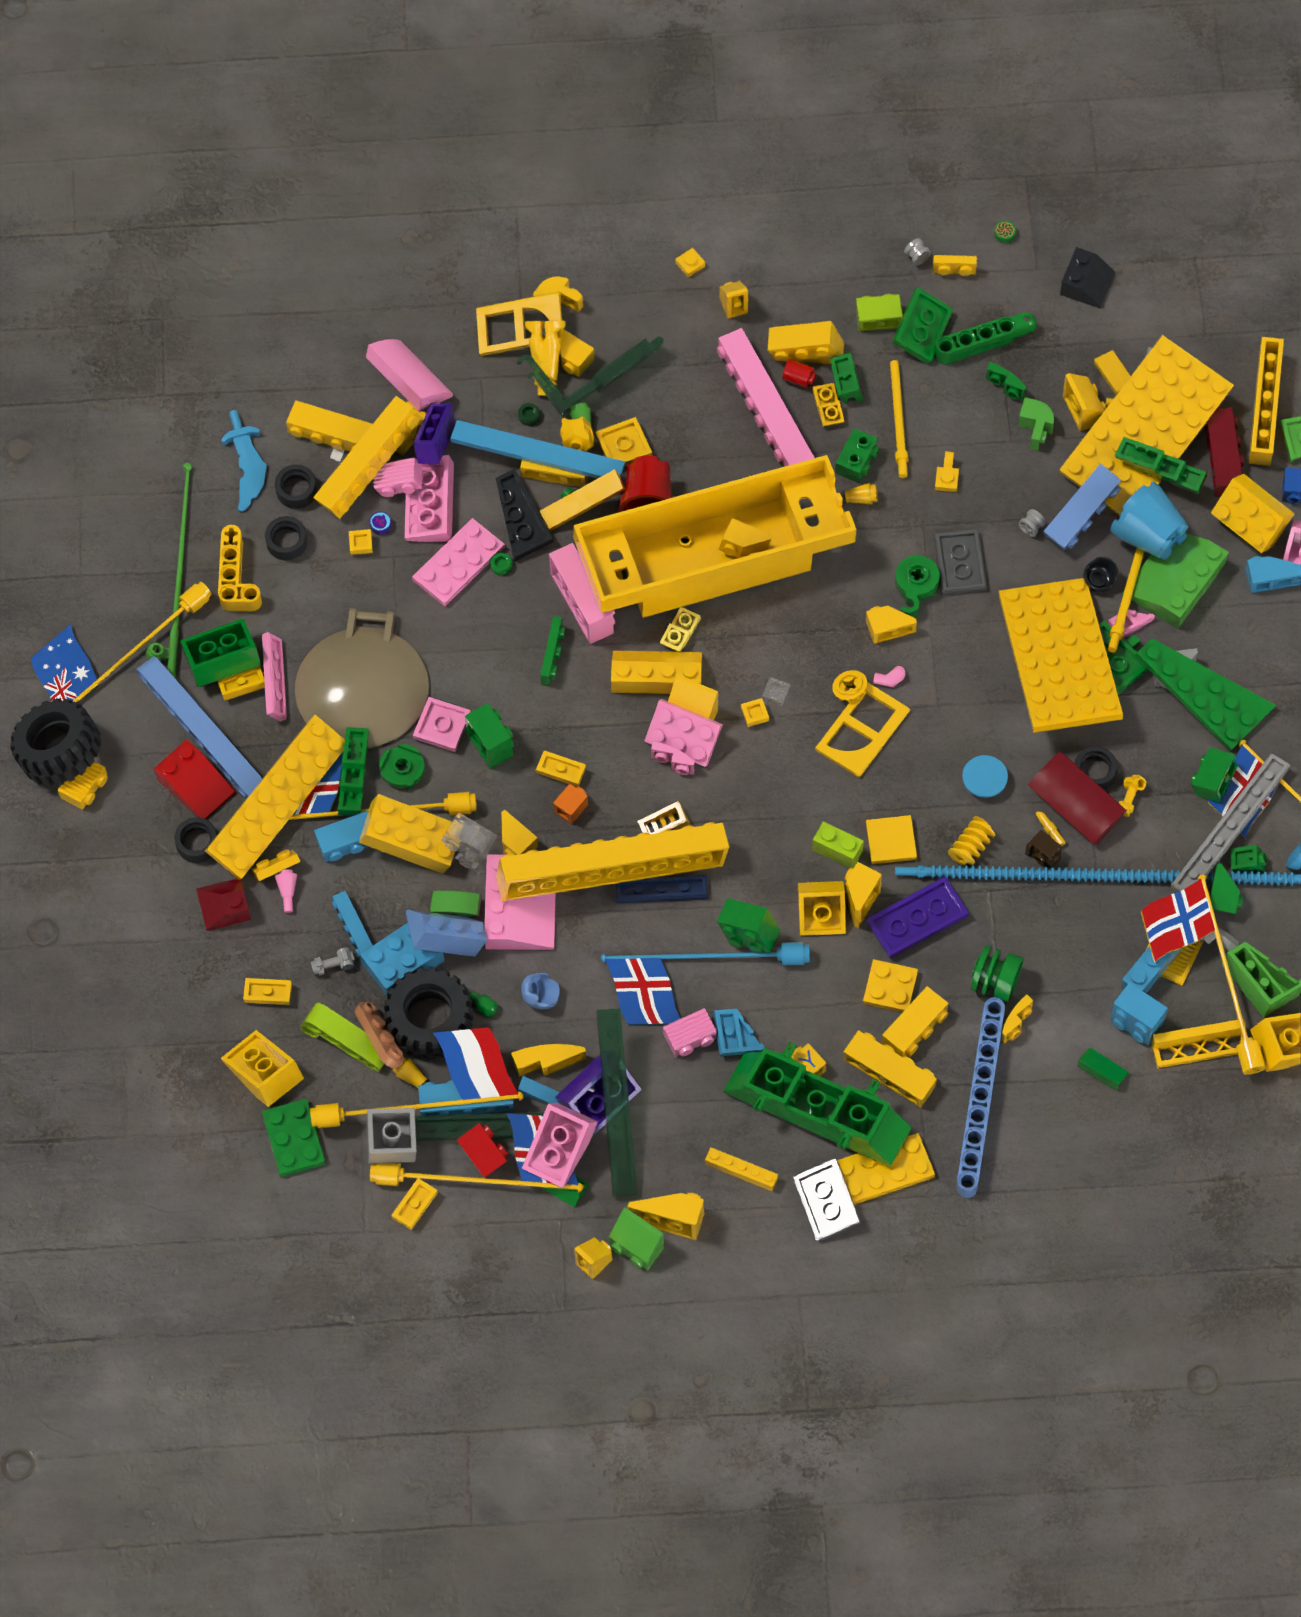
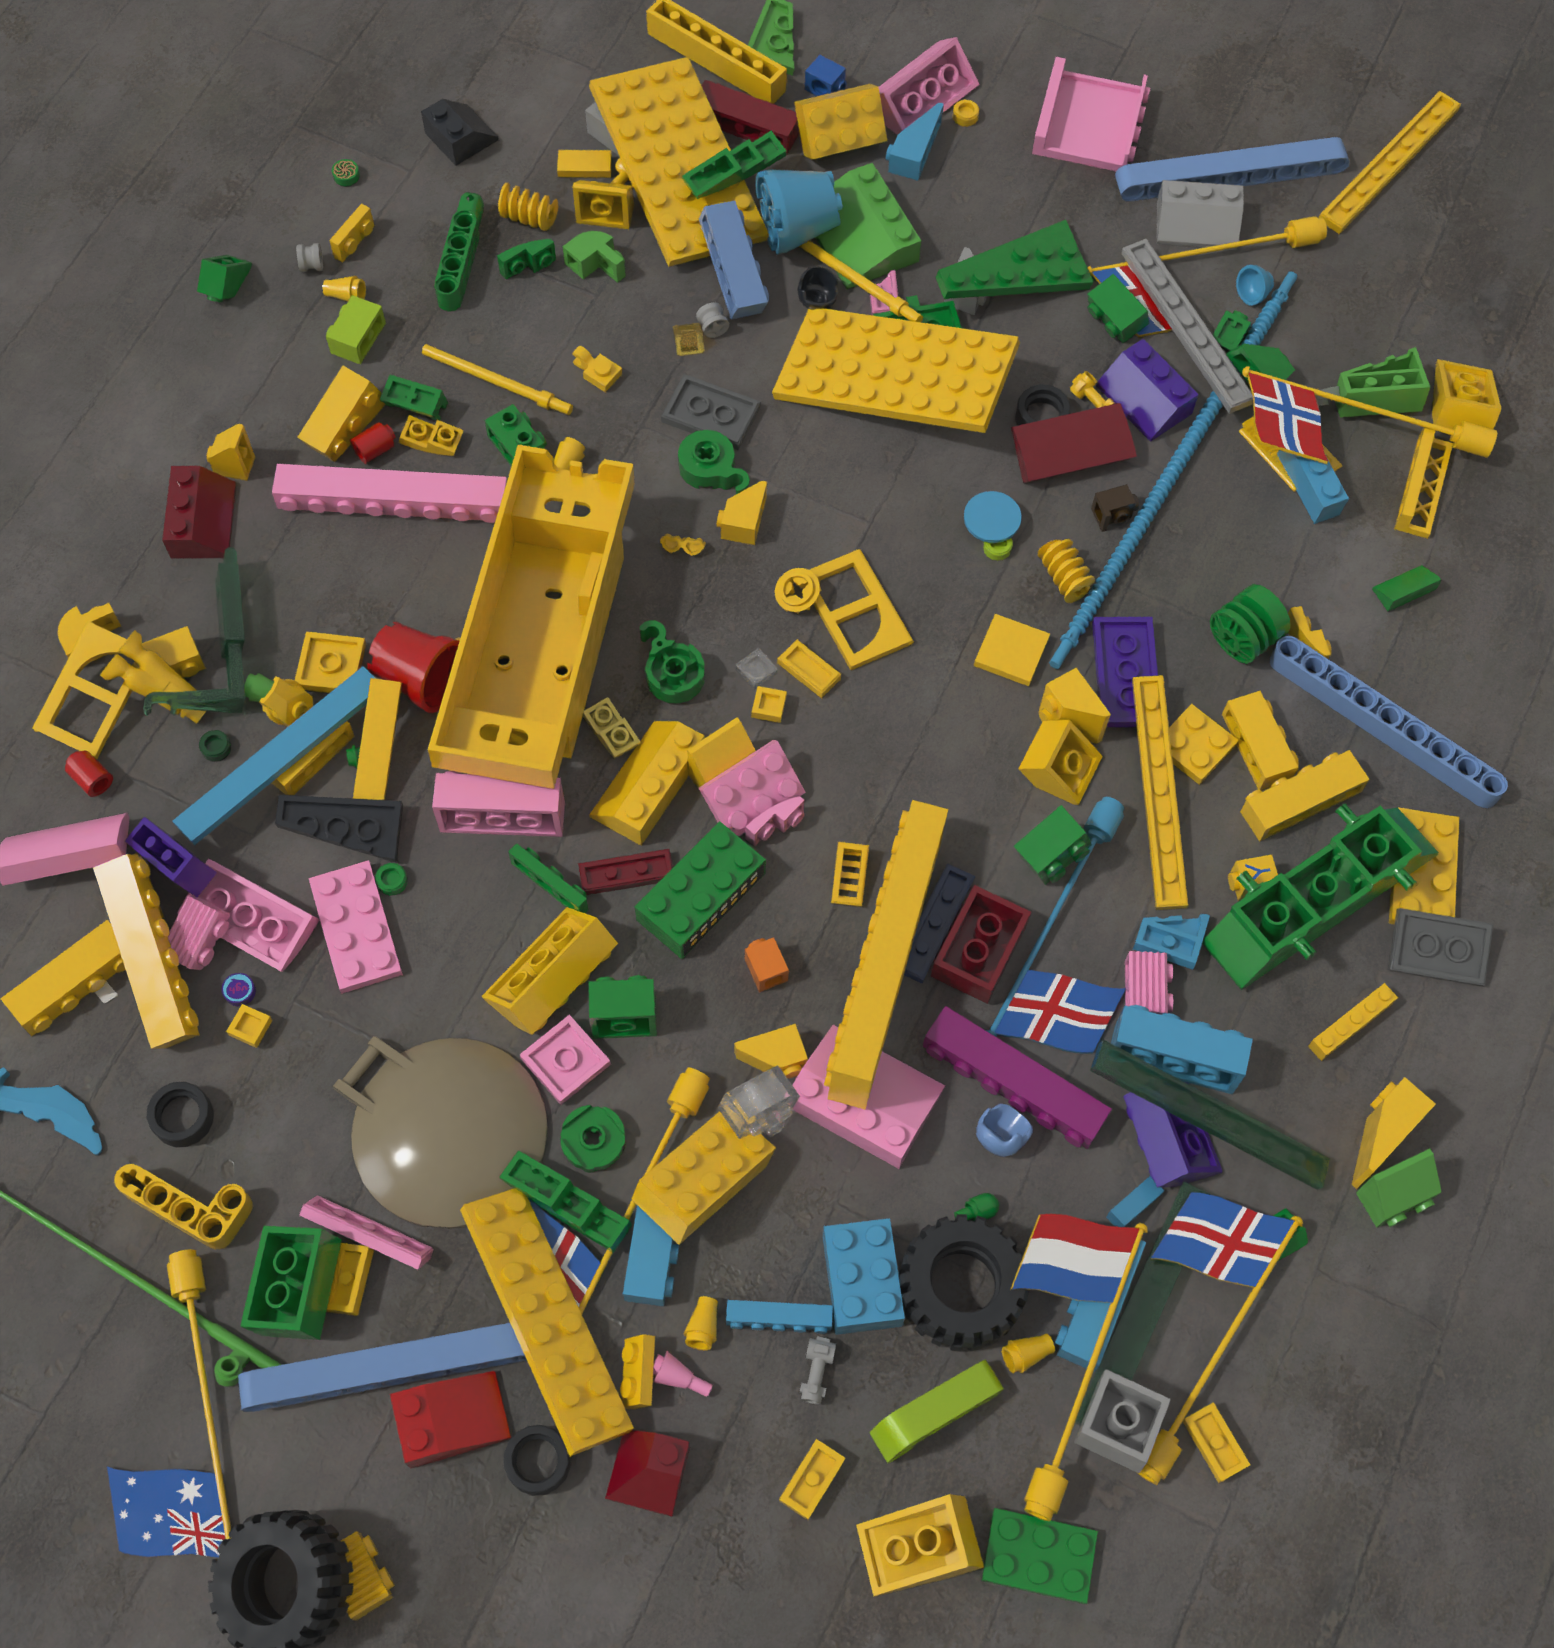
camera: 65 degrees left, 0 degrees up
(291, 472) = (106, 1043): black tyre -> none
(323, 886) = (702, 1326): none -> yellow cone
(379, 1035) = (964, 1362): nougat plate -> none
(445, 933) = (866, 1200): medium blue slope -> none
(456, 902) = (821, 1171): bright green slope -> none
(466, 356) = (88, 773): none -> red brick
(482, 1149) = (1189, 1314): red brick -> none
(493, 685) = (550, 970): none -> yellow slope
(547, 1058) = (1095, 1172): yellow slope -> none
(559, 1144) = (1235, 1212): bright pink slope -> none
(561, 768) = (711, 952): yellow plate -> none
(581, 981) = (1016, 1078): none -> magenta brick
(587, 693) = (624, 871): none -> dark red tile
(593, 1256) = (1399, 1253): yellow slope -> none
(597, 739) = (700, 889): none -> green brick
(653, 1066) = (1184, 1048): none -> dark azure brick
(657, 918) = (980, 944): none -> dark red brick
(681, 305) = (198, 513): none -> dark red slope
(690, 262) = (149, 478): yellow plate -> none
(743, 540) = (548, 597): yellow slope -> none
(748, 632) = (670, 656): none -> green piece
(798, 724) = (809, 668): none -> yellow tile
(836, 977) = (1159, 793): none -> yellow tile
(837, 845) = (993, 704): lime brick -> none
(844, 602) = (689, 545): none -> yellow piece
(868, 209) = (222, 276): none -> green slope
(891, 679) = (813, 547): bright pink arm -> none
(906, 286) = (344, 288): none -> yellow cone
(922, 325) = (404, 296): green plate -> none
(965, 796) = (999, 550): none -> lime tile
(1009, 516) = (688, 339): none -> clear yellow slope
(1047, 357) = (527, 209): none -> yellow piece
(1050, 828) = (1084, 491): yellow piece -> none
(1138, 1014) = (1370, 514): dark azure brick -> none
(1157, 827) = (1148, 390): none -> dark purple slope

